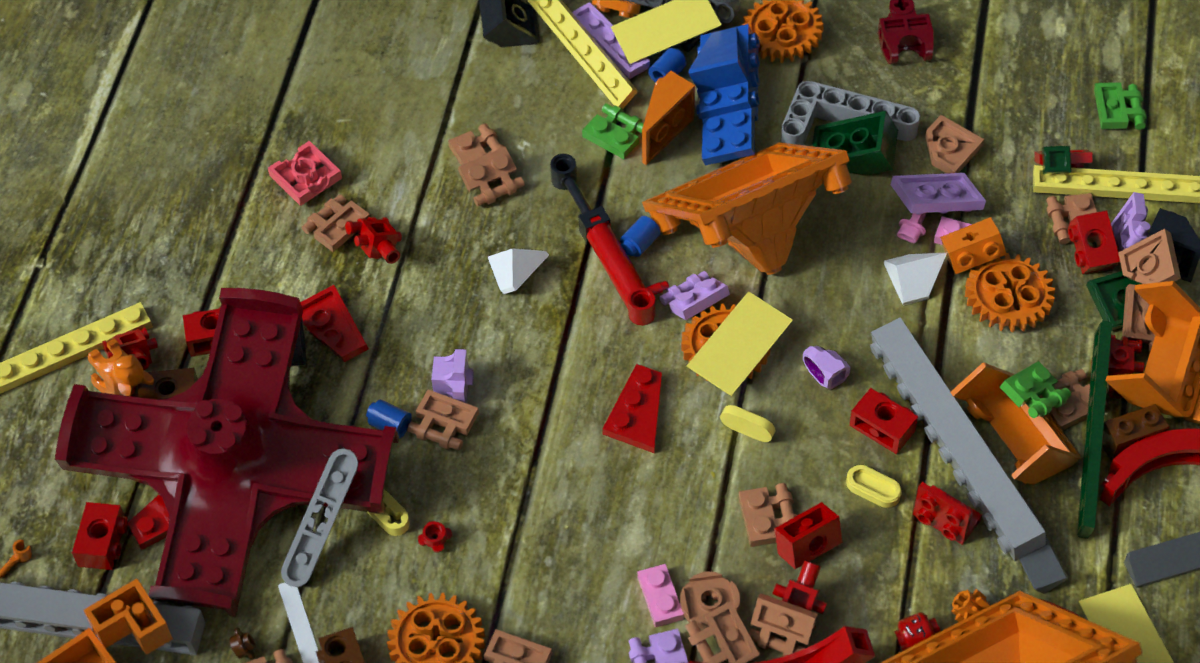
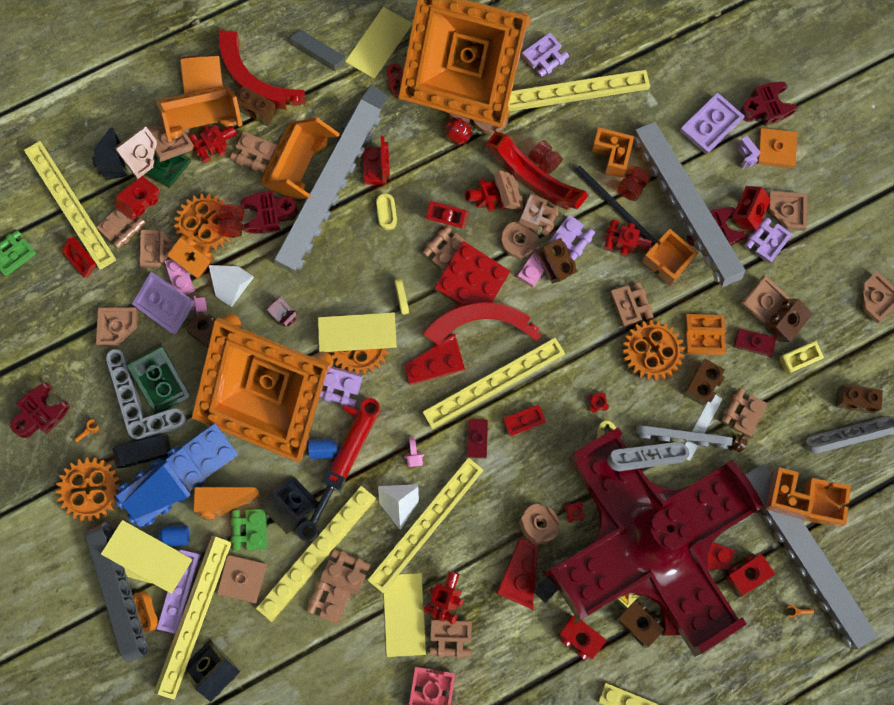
camera: 135 degrees left, 20 degrees up
(119, 372) = (661, 651): orange animal -> none
(135, 343) = (634, 671): red piece -> none
(307, 591) = (703, 440): none -> light grey piece
(343, 414) = (578, 507): none -> red plate
(372, 385) = (532, 531): none -> nougat plate
(386, 414) = (553, 485): blue brick -> none
(402, 204) = (405, 616): none -> light yellow piece
(445, 412) = (523, 458): nougat plate -> none
(452, 375) = (500, 472): lavender brick -> none
(468, 279) = (425, 525): none -> light yellow plate
(486, 444) = (524, 421): none -> red plate
(512, 388) = (477, 438): none -> dark red plate
(536, 172) = (316, 554): none -> light yellow plate
(553, 315) = (414, 458): none -> bright pink piece
(557, 448) = (493, 383): none -> light yellow plate
(571, 96) = (242, 579): none -> nougat plate
(606, 175) = (289, 505): none -> black slope
(644, 603) = (552, 263): none -> reddish brown brick
(645, 485) = (478, 310): none -> red arch
(703, 509) = (471, 276): none -> red plate
(781, 89) = (141, 451): none -> black beam
(826, 366) = (331, 282): lavender rock -> none
(831, 297) = (281, 312): none -> bracket
(849, 63) = (88, 430): none -> orange hand
(865, 217) = (202, 336): none -> reddish brown brick
(889, 433) = (343, 219): red brick -> none
(966, 354) = (276, 209): none -> dark red piece
(968, 604) = (428, 120): orange gear -> none
(982, 299) = (230, 222): none -> clear red wheel
(1020, 232) = (154, 248): none -> nougat slope
(1031, 383) = (267, 166): bright green plate -> none
(1056, 159) = (89, 253): dark green tile -> none
(1094, 430) = (268, 122): dark green tile -> none
(1130, 224) = (107, 184): lavender plate -> none

